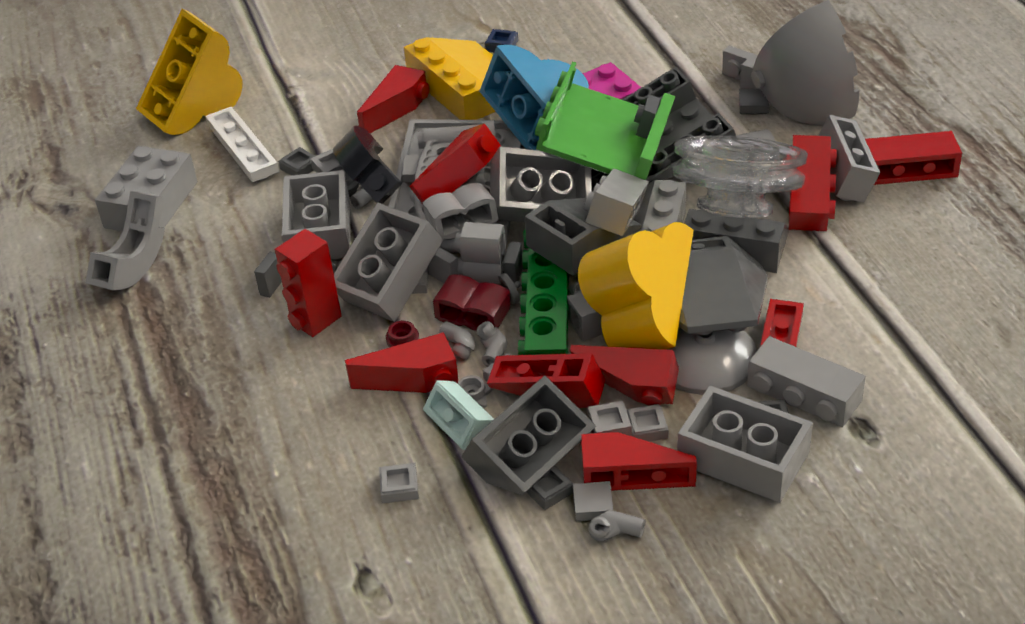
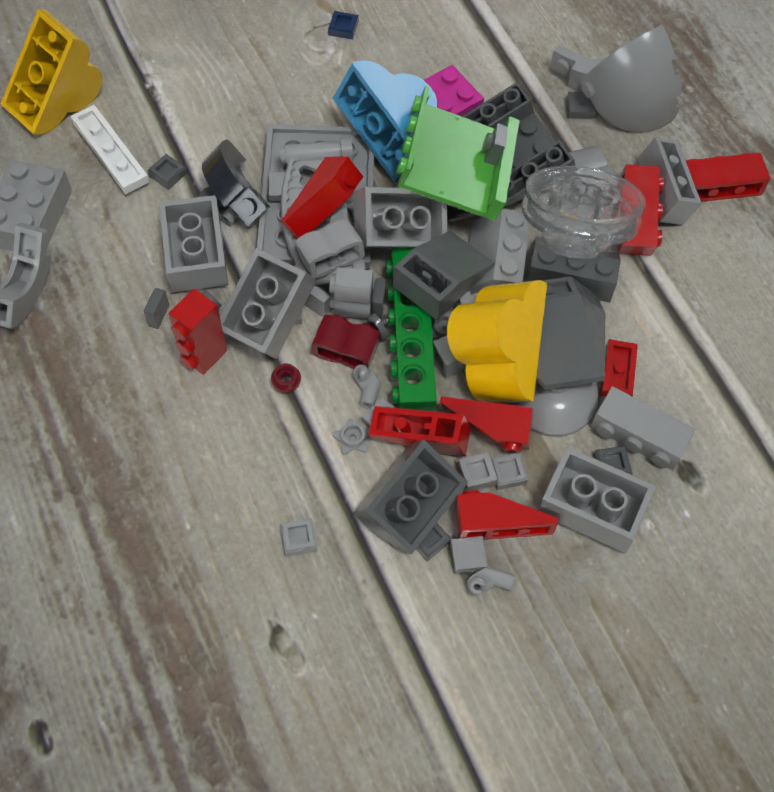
camera: 10 degrees left, 20 degrees up
(325, 162) = (193, 177): light grey plate -> none
(394, 97) = (249, 97): red slope -> none
(404, 367) = (299, 414): red slope -> none
(453, 73) = (305, 66): yellow slope -> none
(456, 412) = (344, 463): light aqua slope -> none
(462, 337) = (340, 380): light grey arm -> none
(615, 201) = (474, 246): light grey brick -> none

